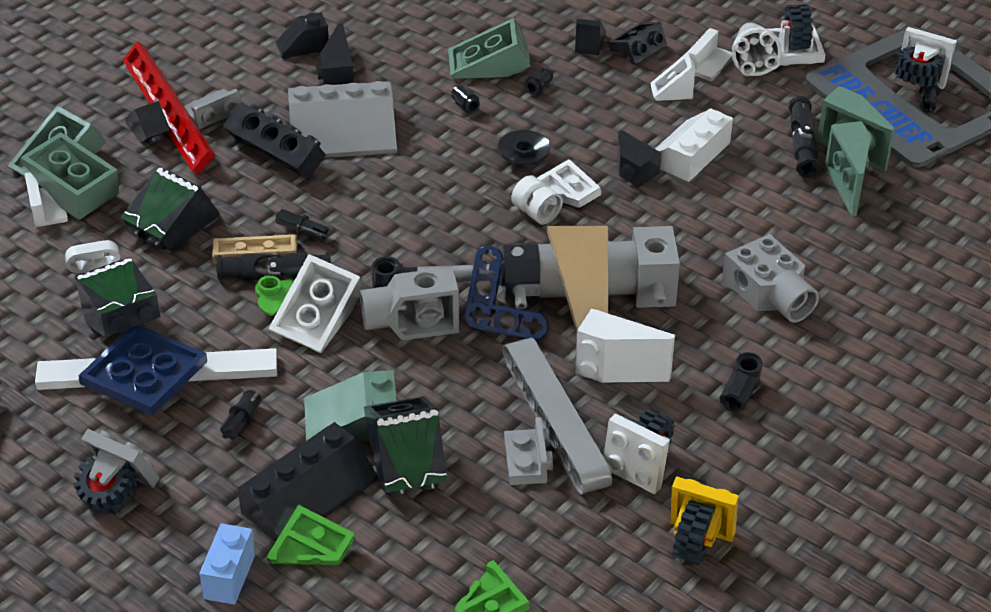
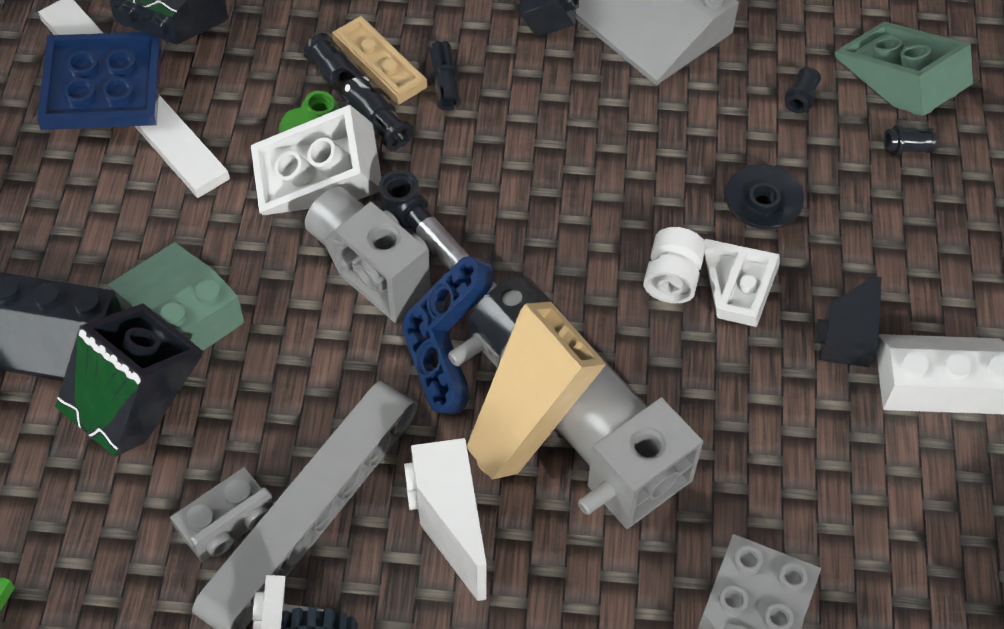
camera: 55 degrees right, 15 degrees up
(240, 415) = (100, 202): black axle -> none

